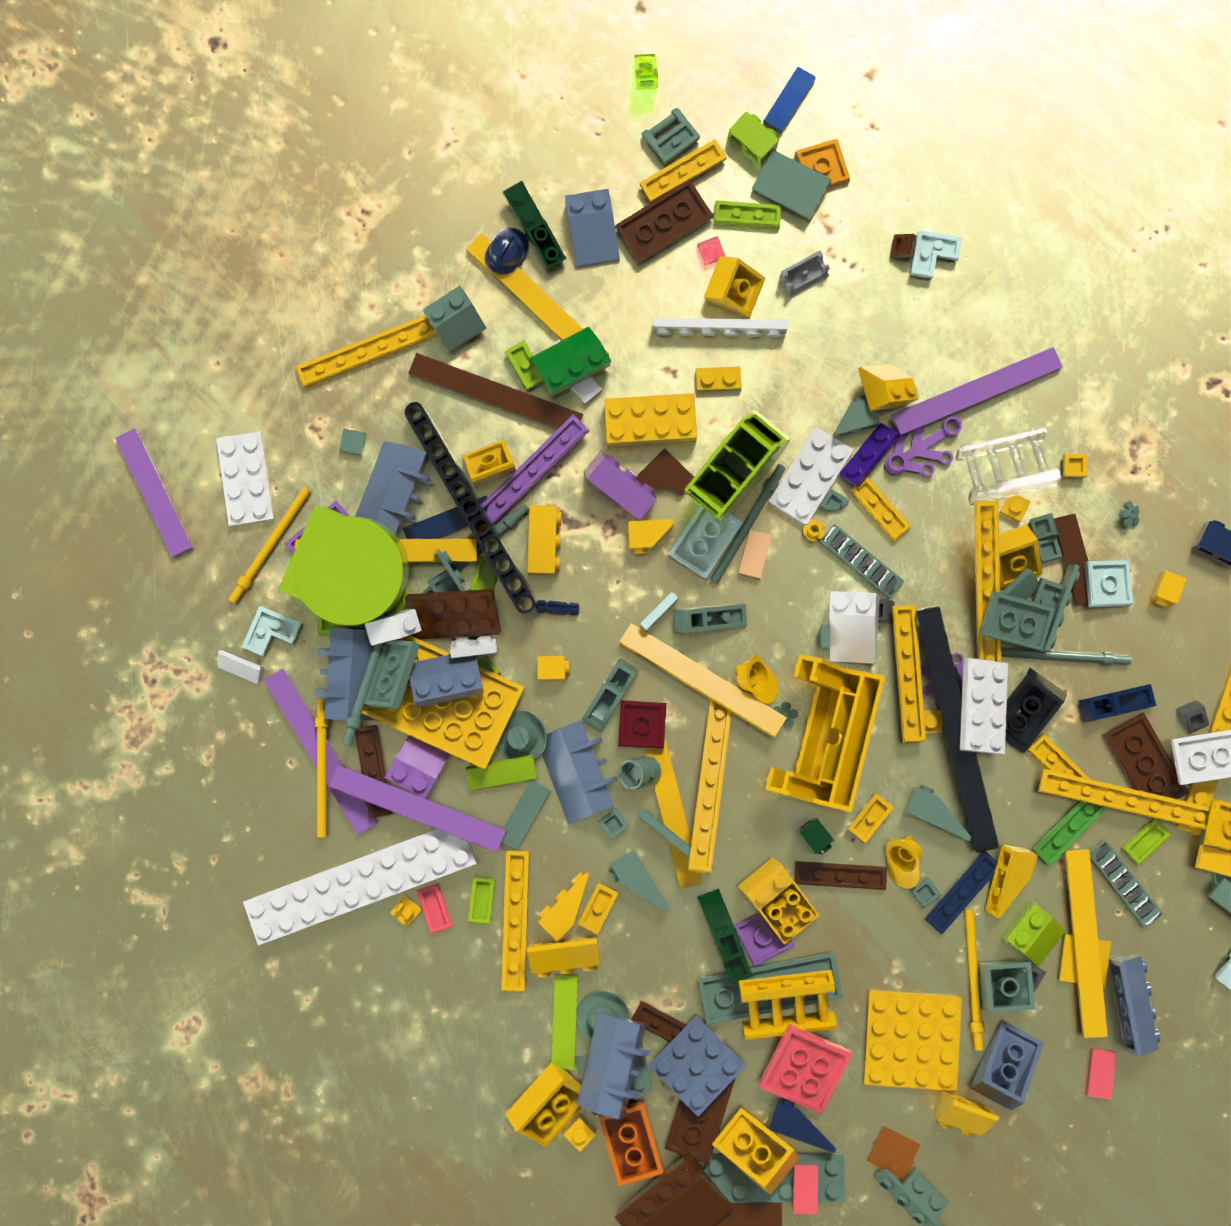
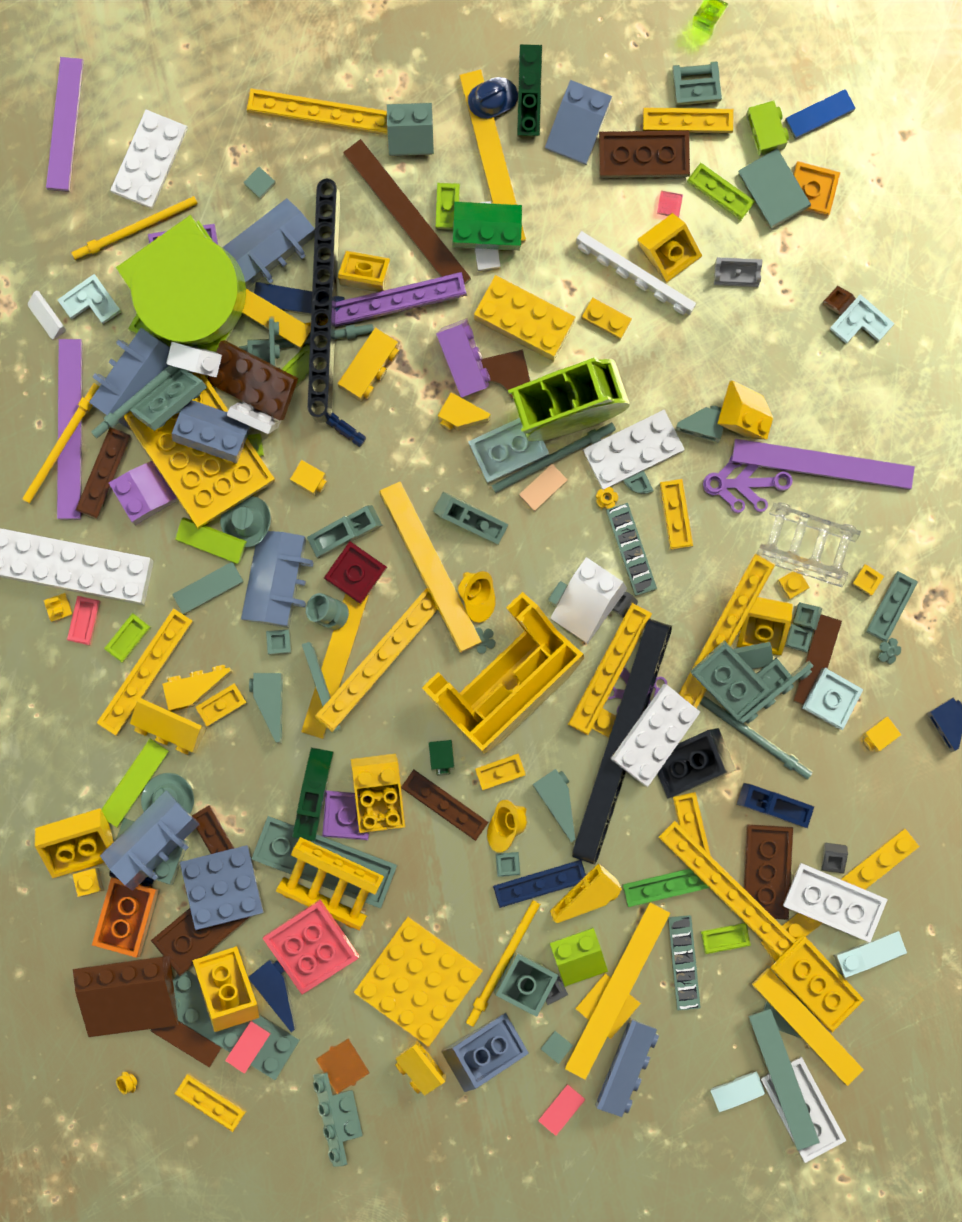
camera: 30 degrees right, 0 degrees up
(418, 809) = (120, 526): medium lavender tile -> none
(659, 611) = (429, 485): light aqua tile -> none
(869, 455) = (695, 462): dark purple plate -> none
(1063, 1022) = (556, 1047): none -> sand green tile
(1108, 476) = (891, 606): none -> sand green tile

